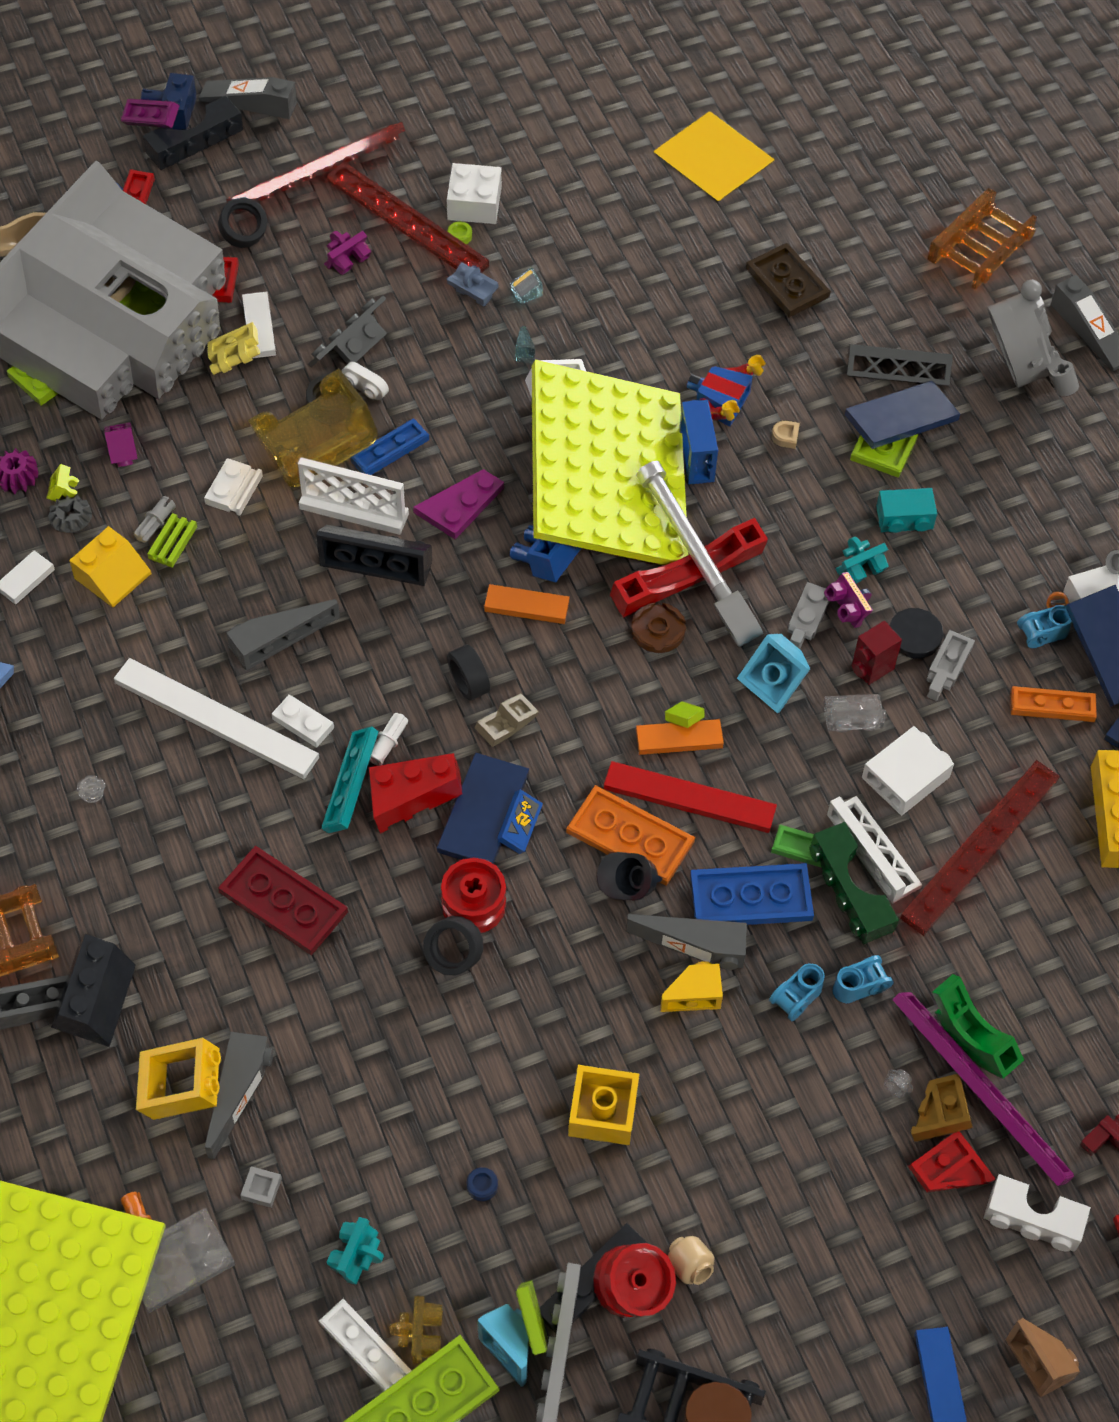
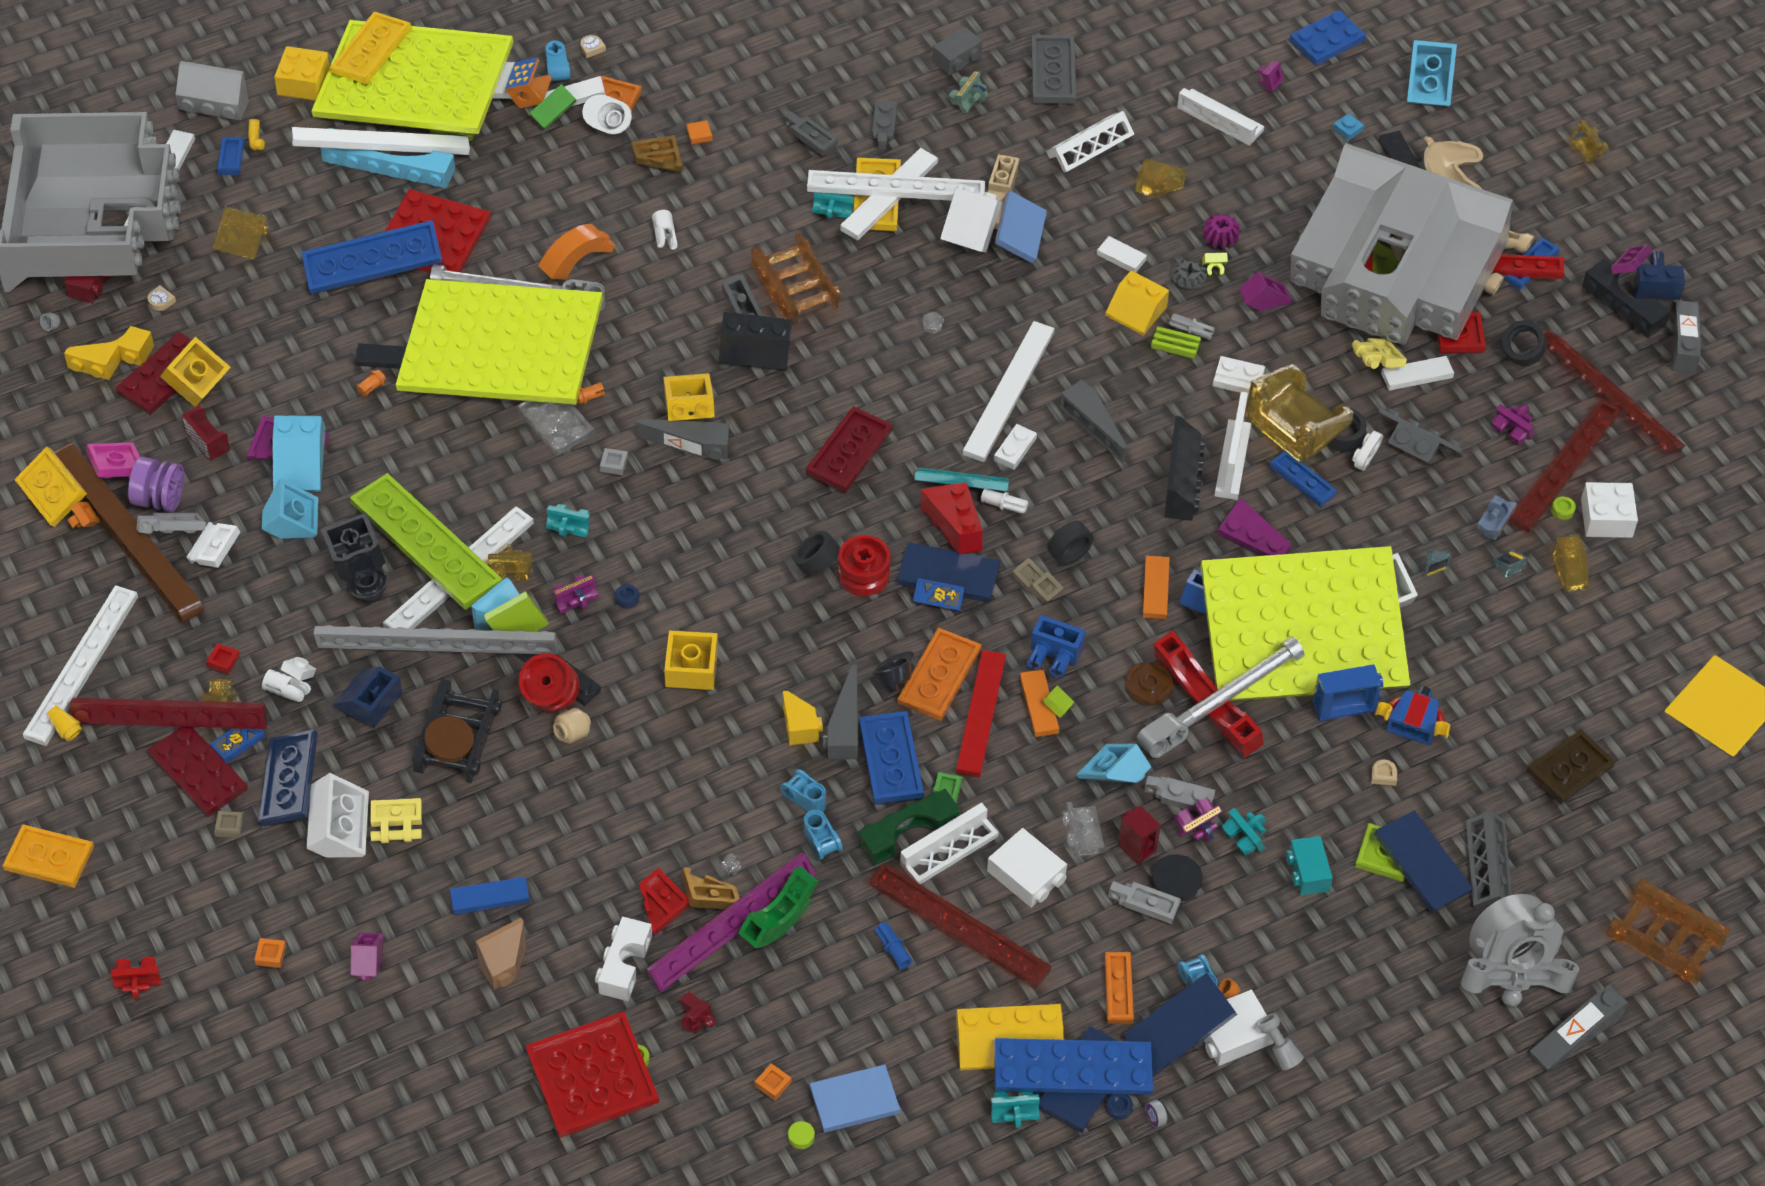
camera: 85 degrees right, 5 degrees down
(472, 1235) = (575, 594): none -> magenta hips
(536, 235) = (1571, 562): none -> clear yellow slope
(604, 702) = (1057, 641): none -> blue brick
(1008, 917) = (893, 945): none -> blue axle

